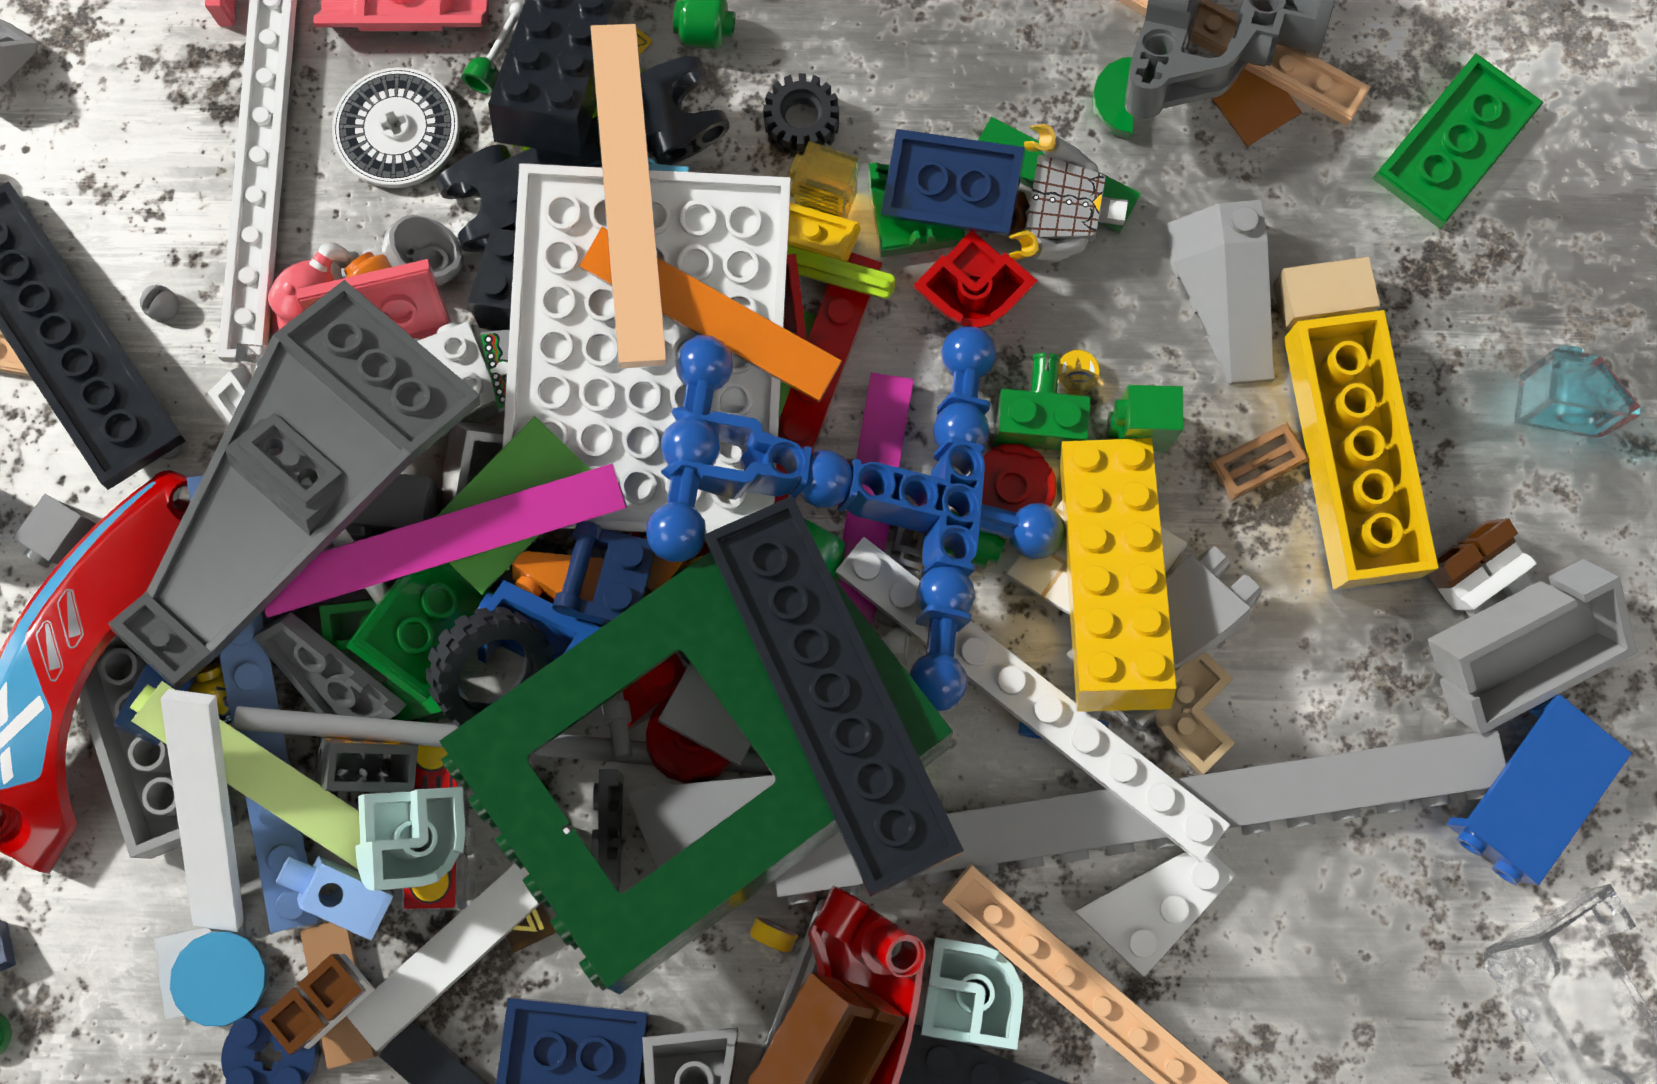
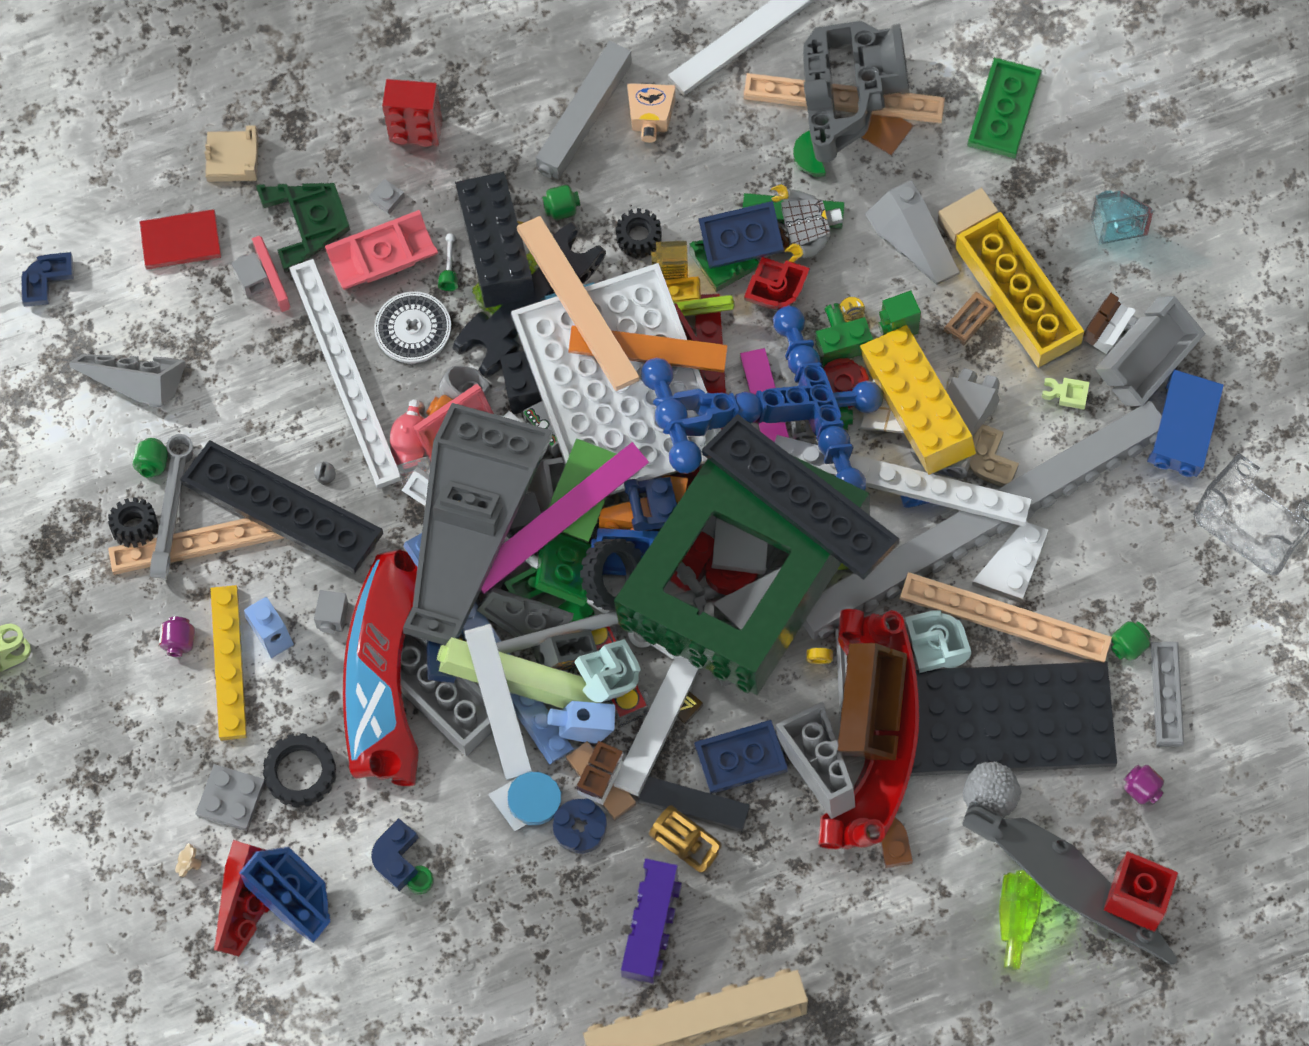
camera: 20 degrees left, 10 degrees down
(1369, 654) = (1071, 393): none -> yellowish green plate

